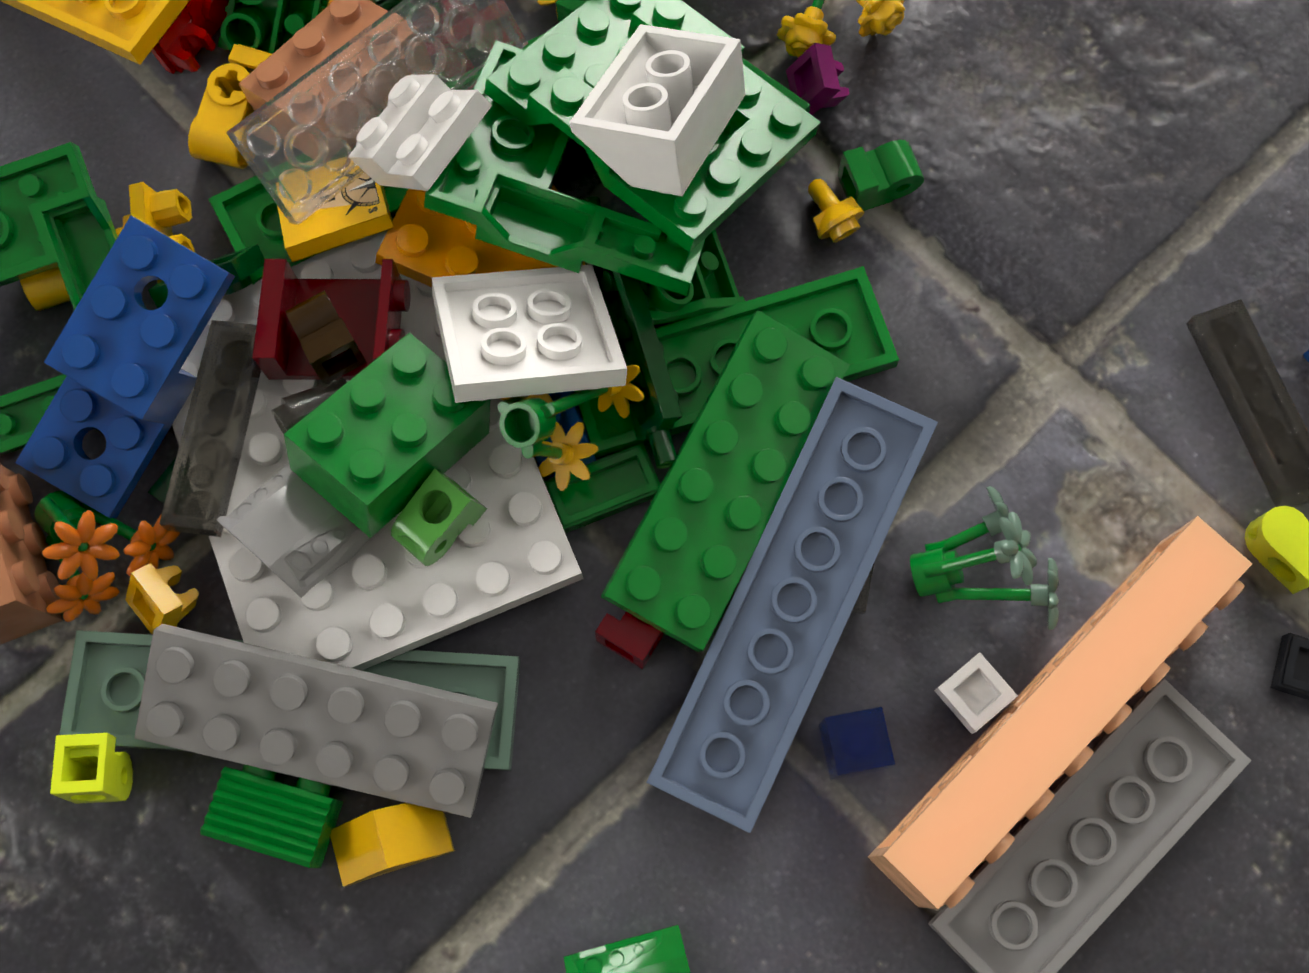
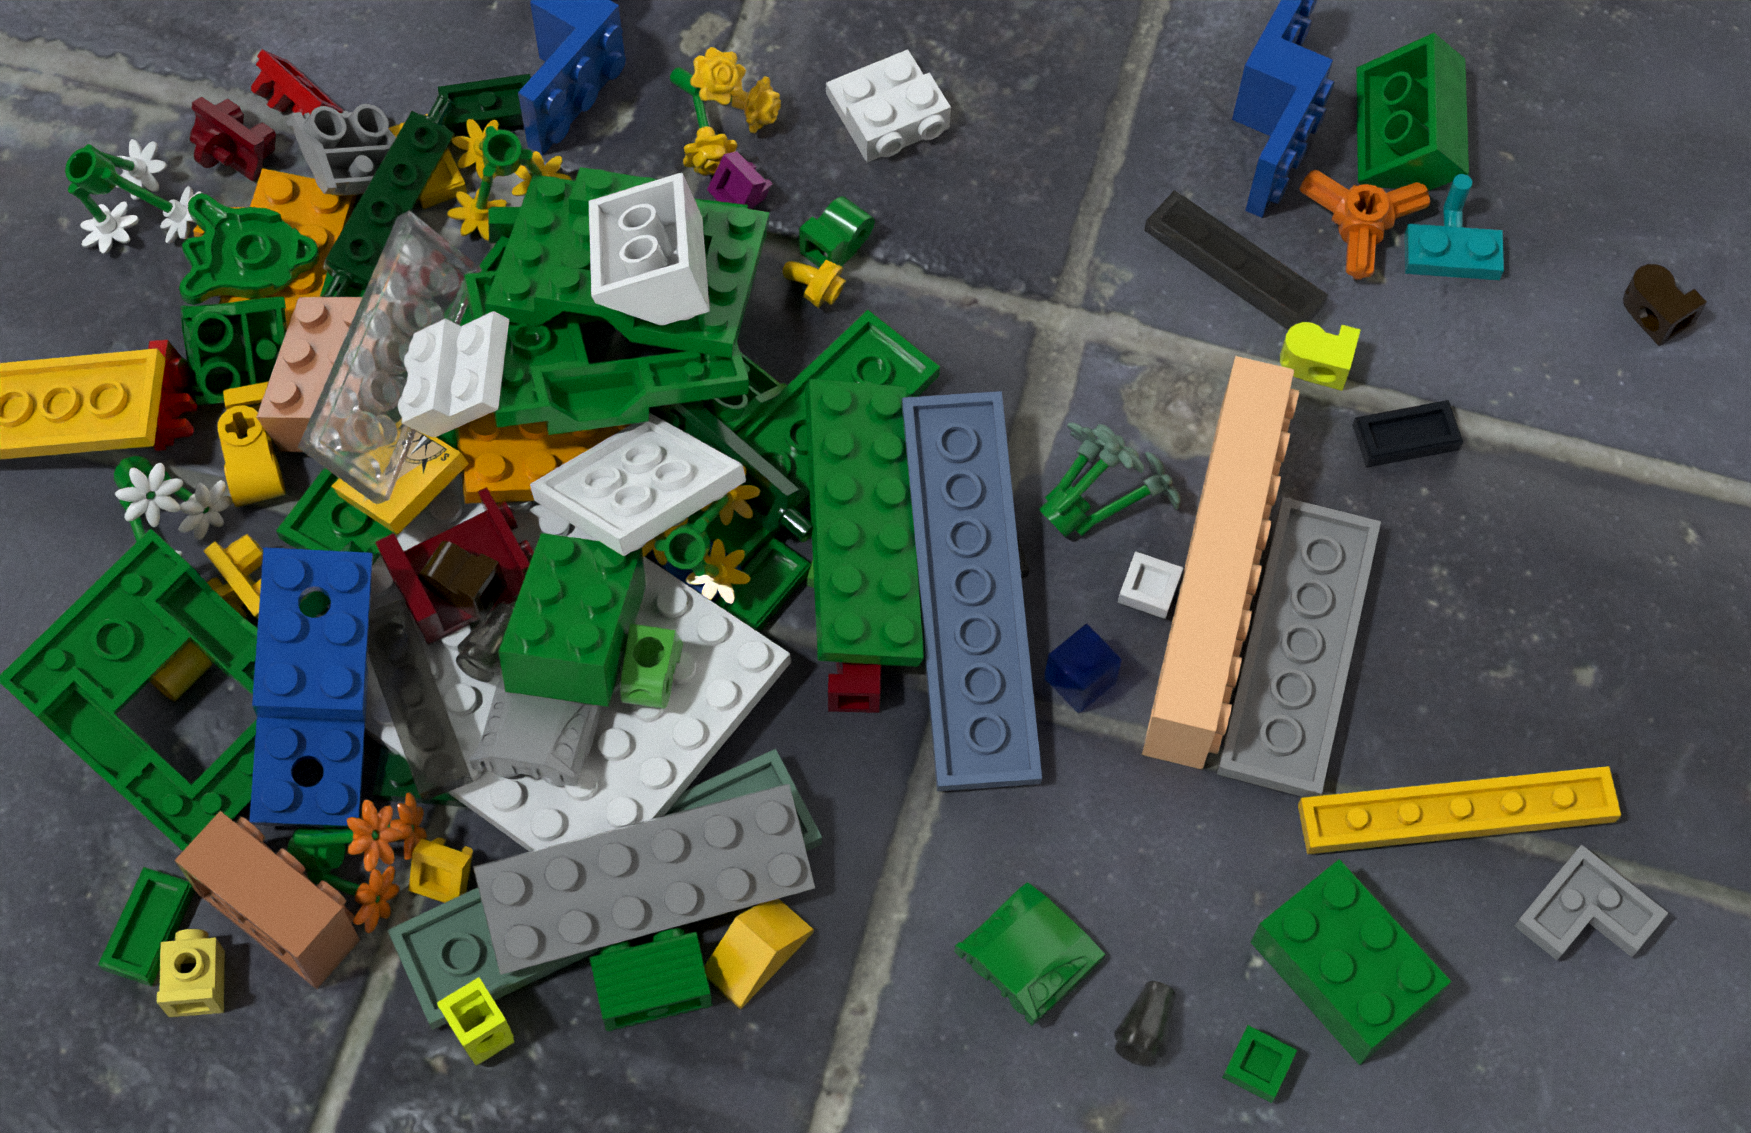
camera: 35 degrees left, 10 degrees down
(123, 96) = (147, 490): none -> white plant
(1007, 72) = (889, 105): none -> white plate

